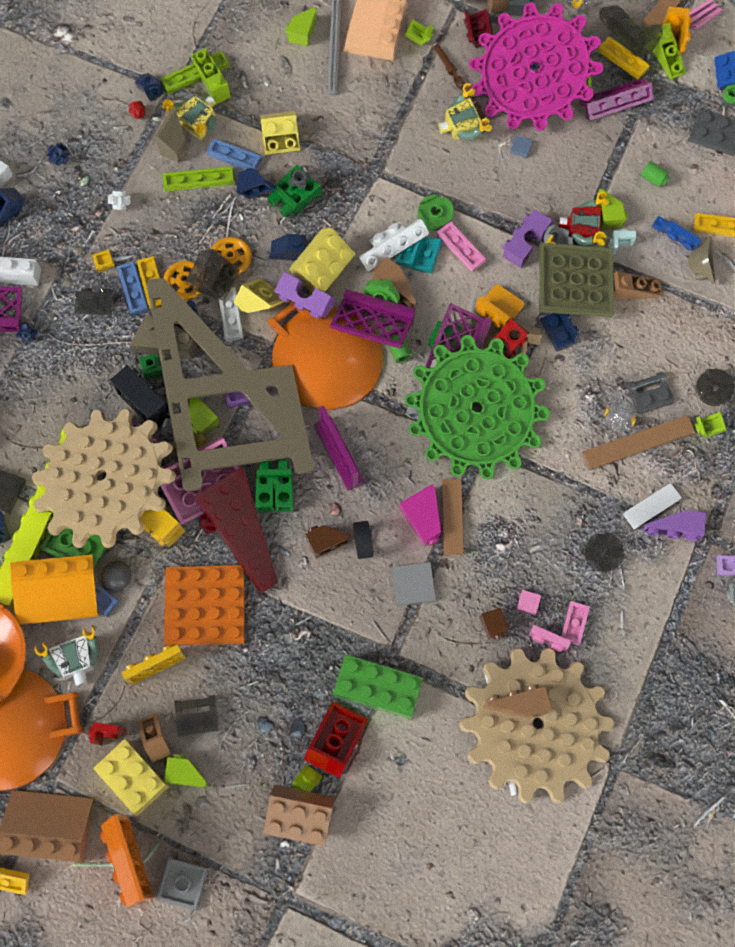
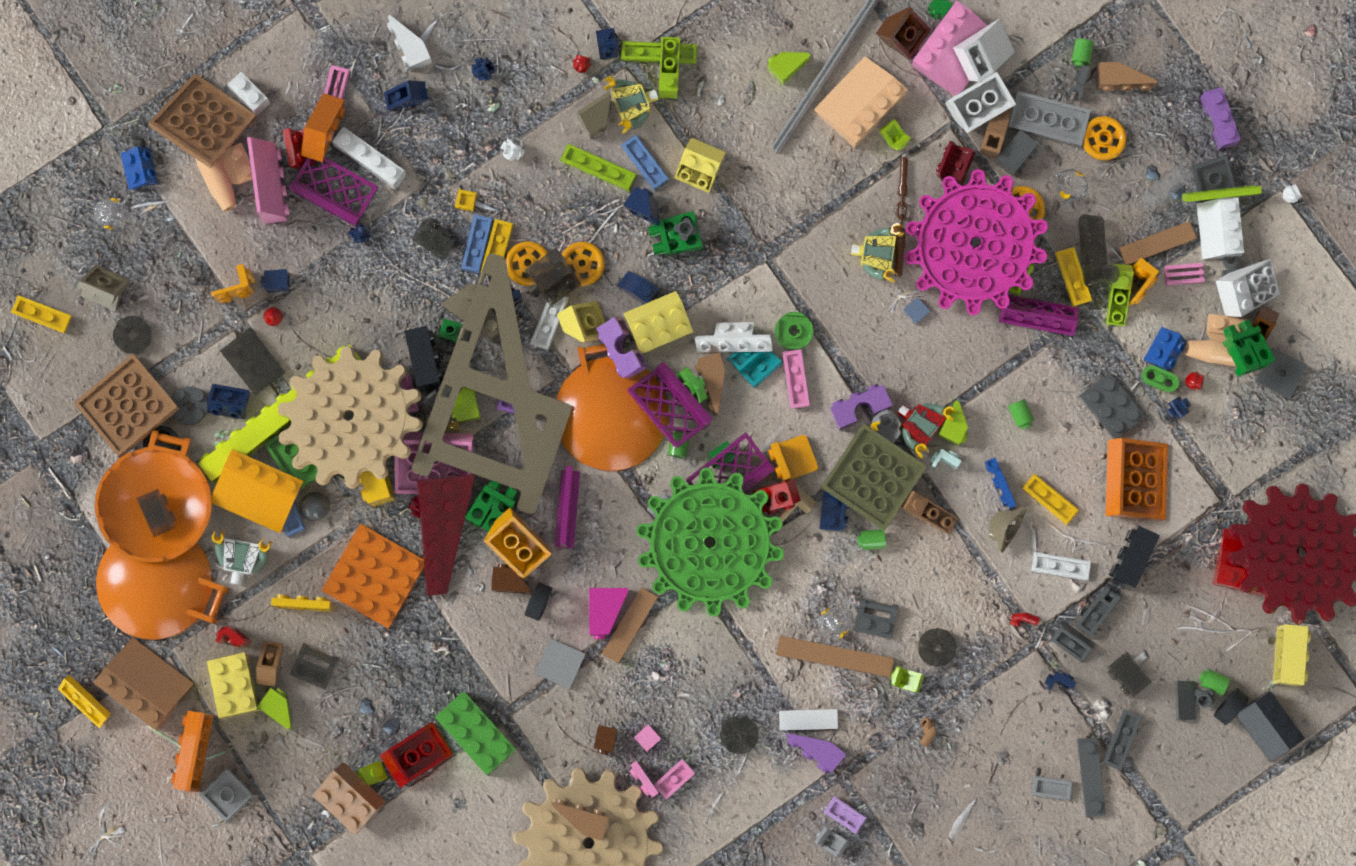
camera: 30 degrees right, 10 degrees up
(314, 500) = (517, 543): none -> light orange slope
(606, 332) = (871, 539): none -> bright green brick

